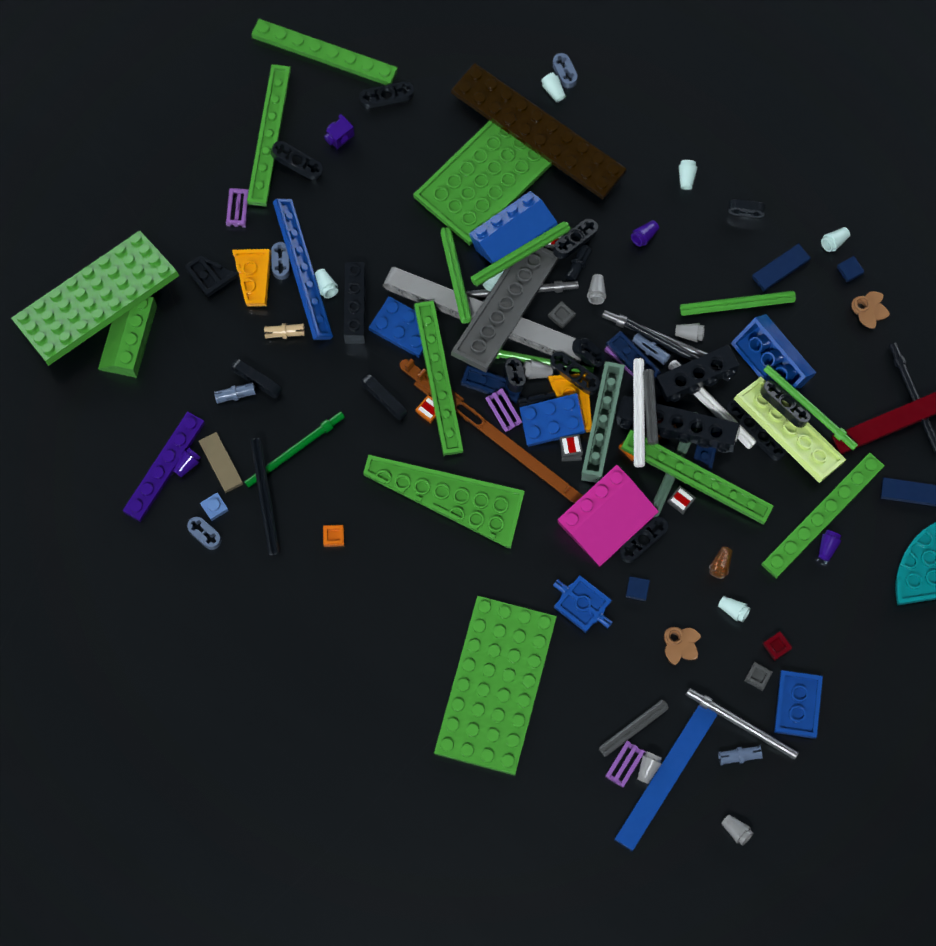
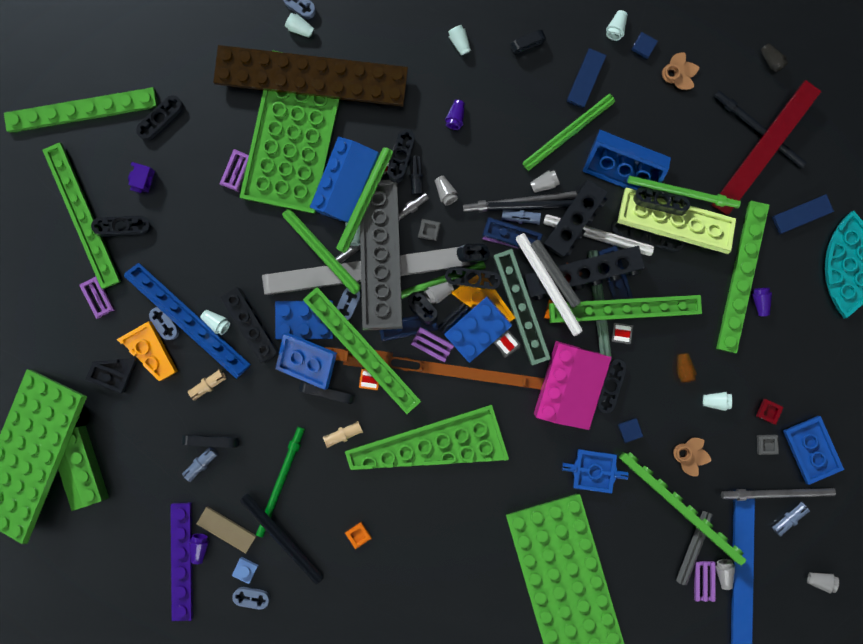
camera: 30 degrees left, 15 degrees up
(375, 440) = (342, 434): none -> tan pin
(384, 357) = (306, 361): none -> blue plate
(414, 170) = (229, 166): none -> medium lavender tile
(449, 330) = (352, 305): none -> sand blue beam
(646, 687) = (688, 512): none -> bright green plate

